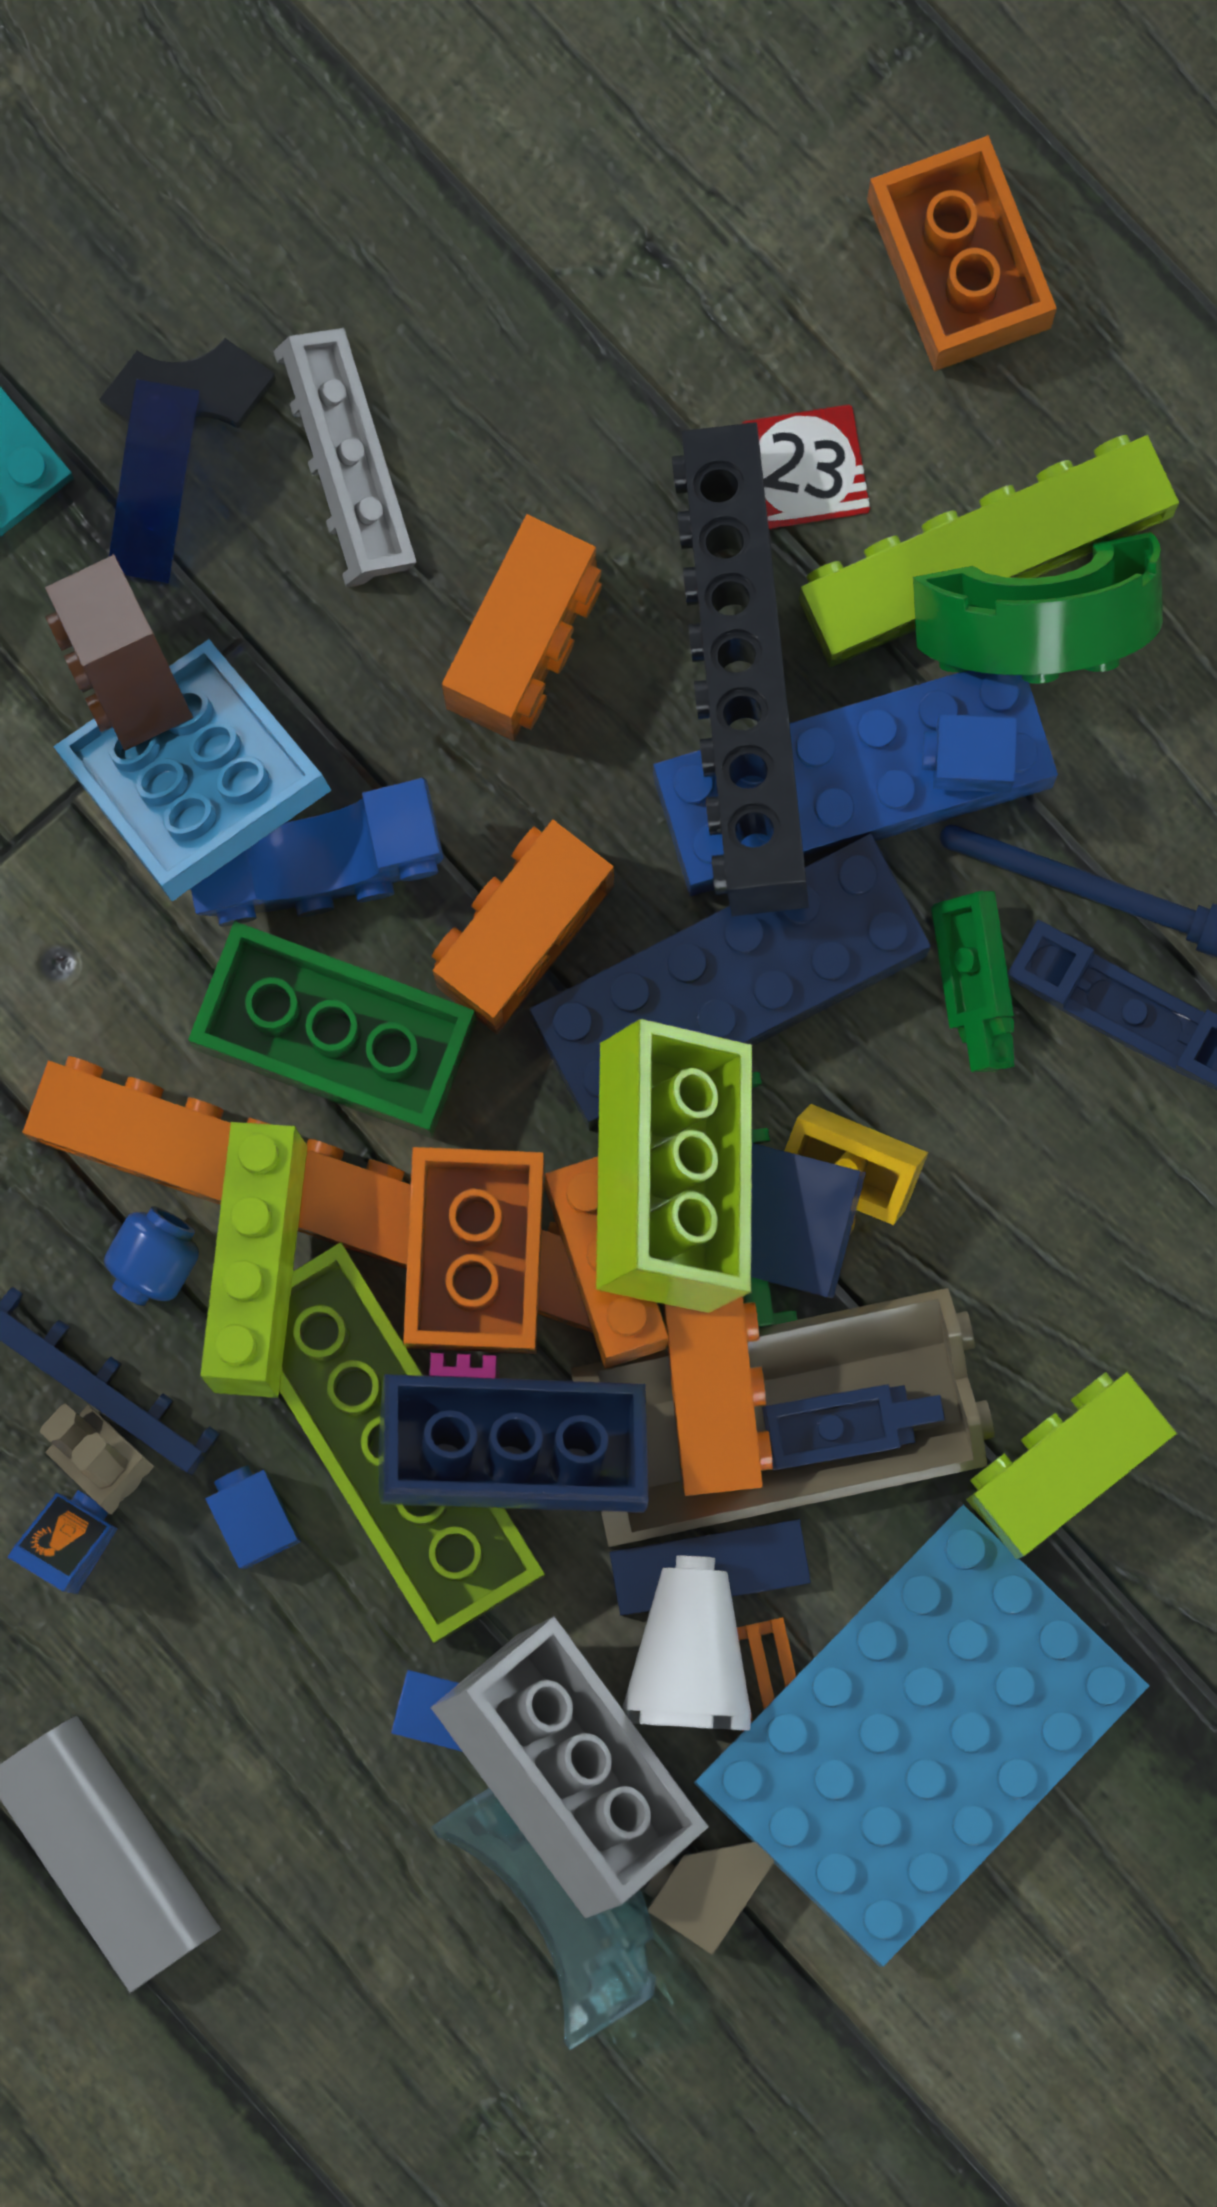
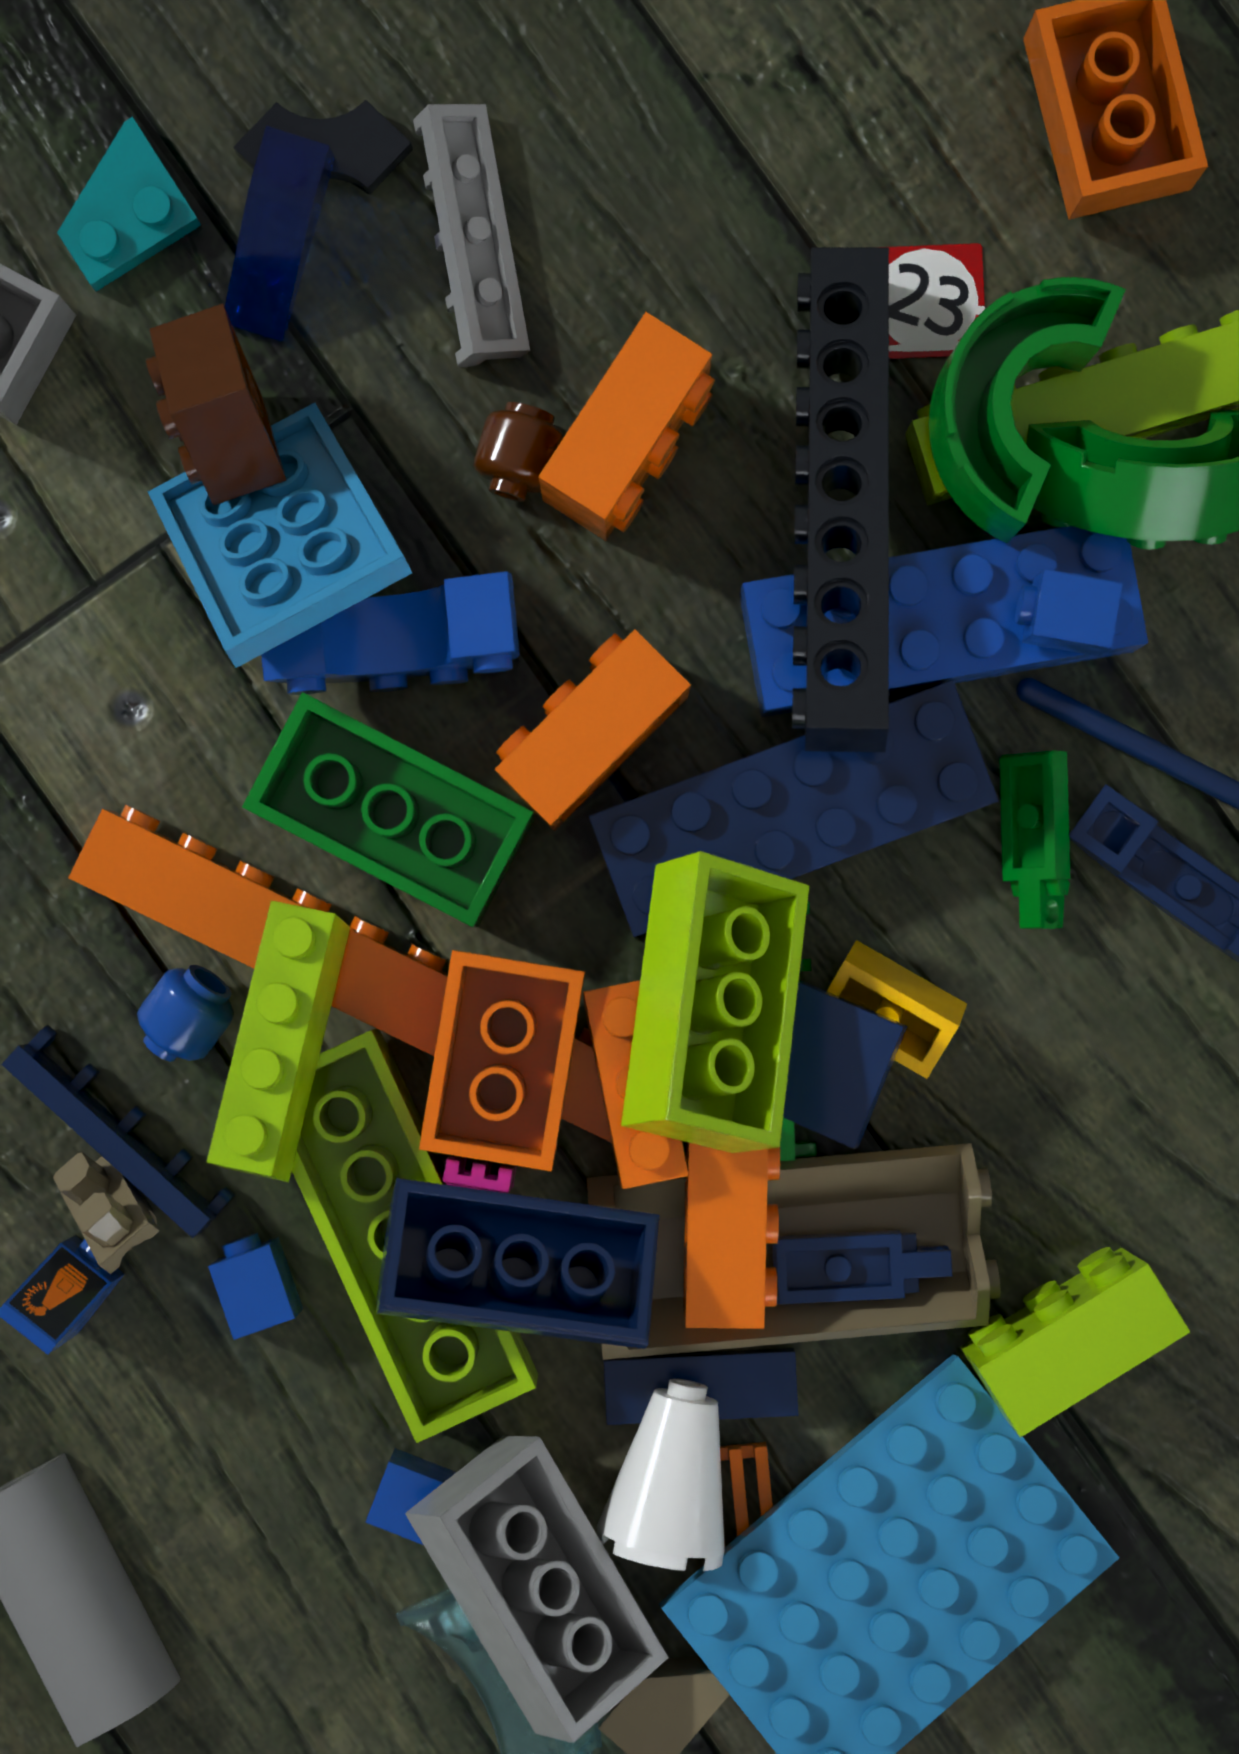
camera: 10 degrees right, 5 degrees up
(415, 661) = (516, 449): none -> reddish brown head
(854, 580) = (971, 412): none -> green brick

